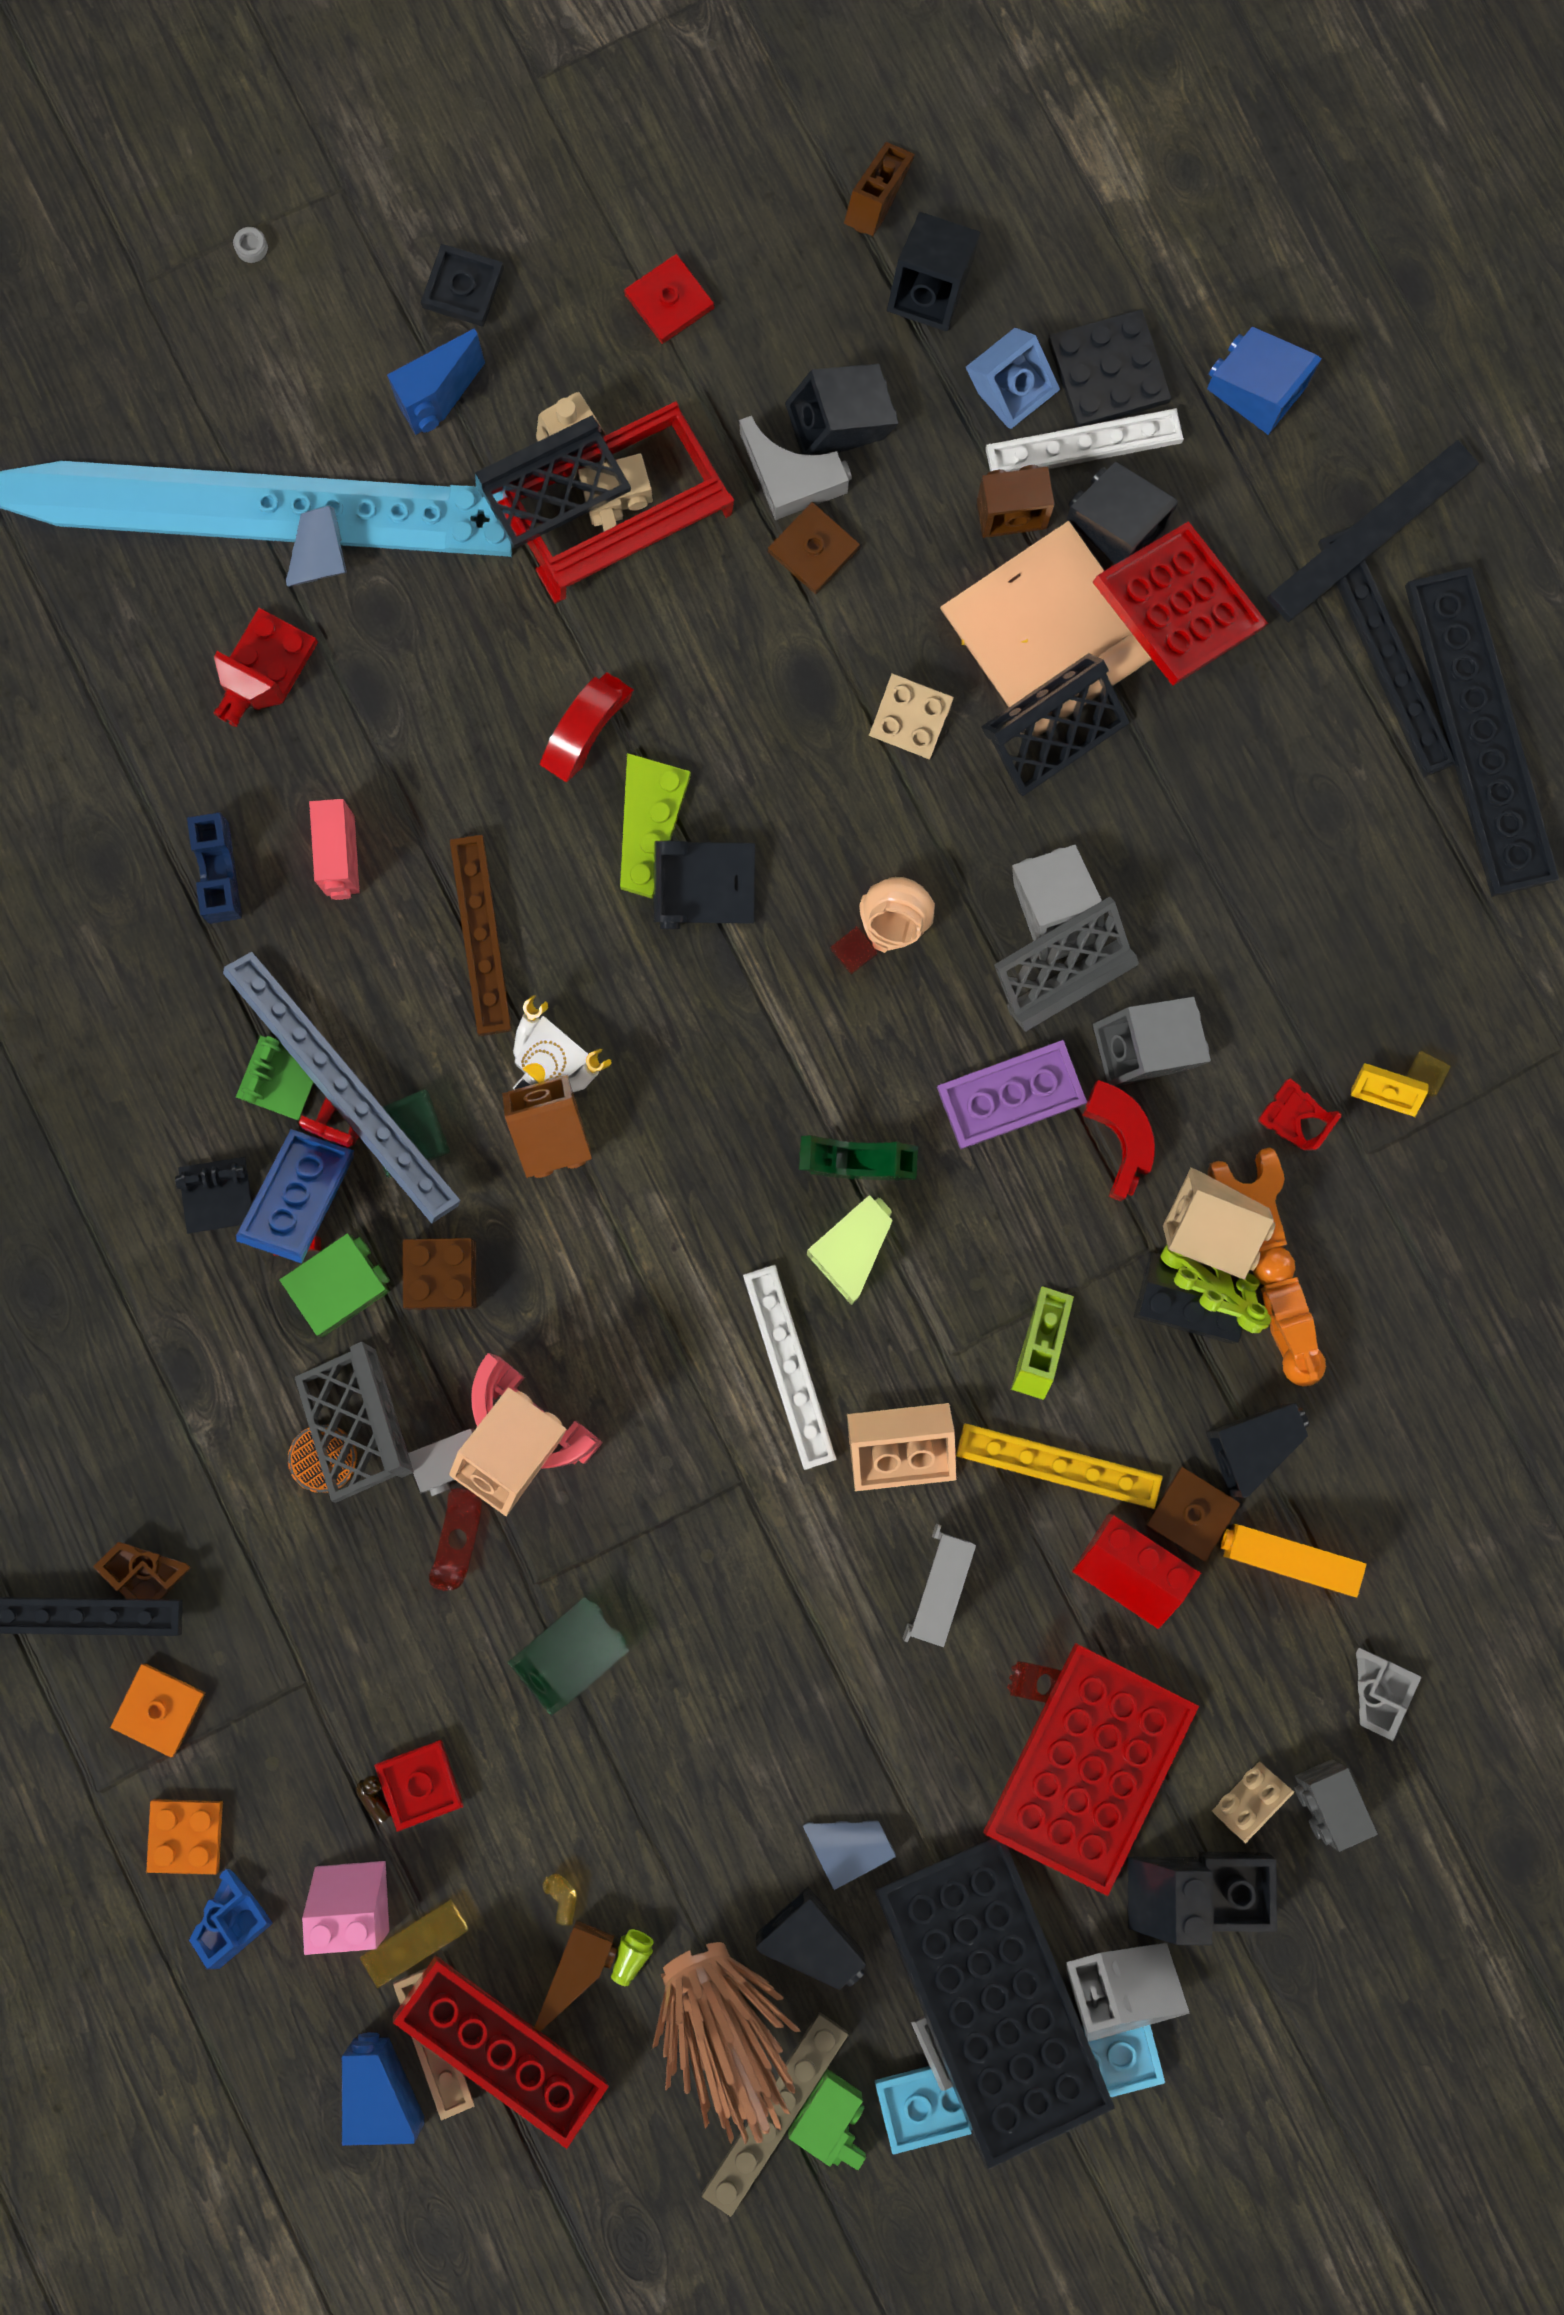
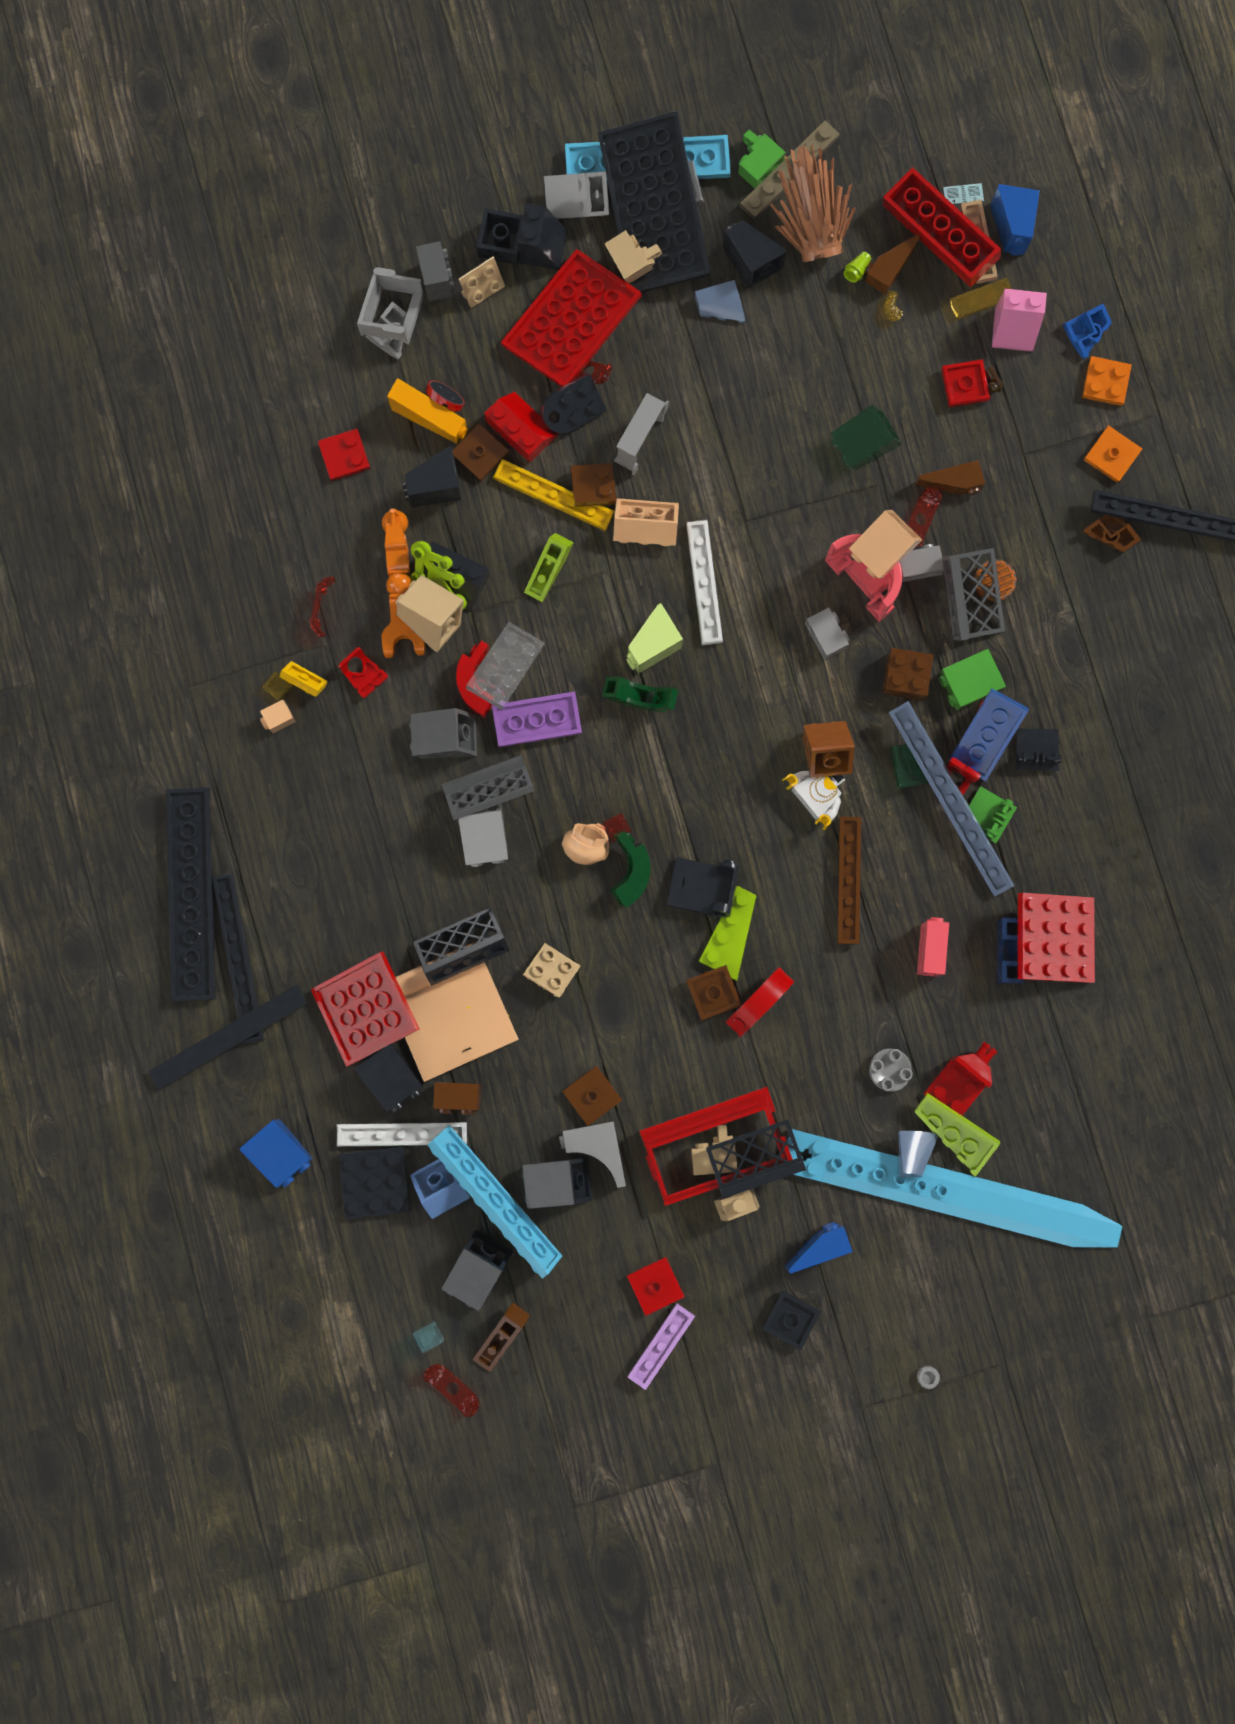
camera: 170 degrees left, 0 degrees up
(146, 899) = (1056, 938): none -> plate
(245, 582) = (963, 1137): none -> lime wing
(372, 664) = (890, 1070): none -> light grey dish
(406, 1614) = (956, 479): none -> reddish brown slope
(472, 2129) = (964, 193): none -> clear light blue sticker
(578, 1317) = (827, 633): none -> light grey brick
(645, 216) = (661, 1346): none -> lavender plate
(659, 727) = (713, 992): none -> reddish brown plate
(809, 872) = (638, 871): none -> dark green arch
(915, 98) = (464, 1400): none -> clear red piece
(928, 364) = (495, 1201): none -> medium azure plate
(985, 168) = (428, 1336): none -> clear light blue brick
(998, 1492) = (593, 485): none -> reddish brown plate
(1016, 1888) = (630, 260): none -> tan hinge
(1057, 1619) = (574, 404): none -> black plate
(1079, 1165) = (505, 665): none -> clear plate
(1270, 1593) = (444, 394): none -> tile
(1391, 1181) = (322, 588): none -> clear red piece
(1409, 1468) = (344, 455): none -> red plate
(1416, 1023) = (276, 716): none -> light nougat brick
(1421, 1775) = (388, 280): none -> light grey piece

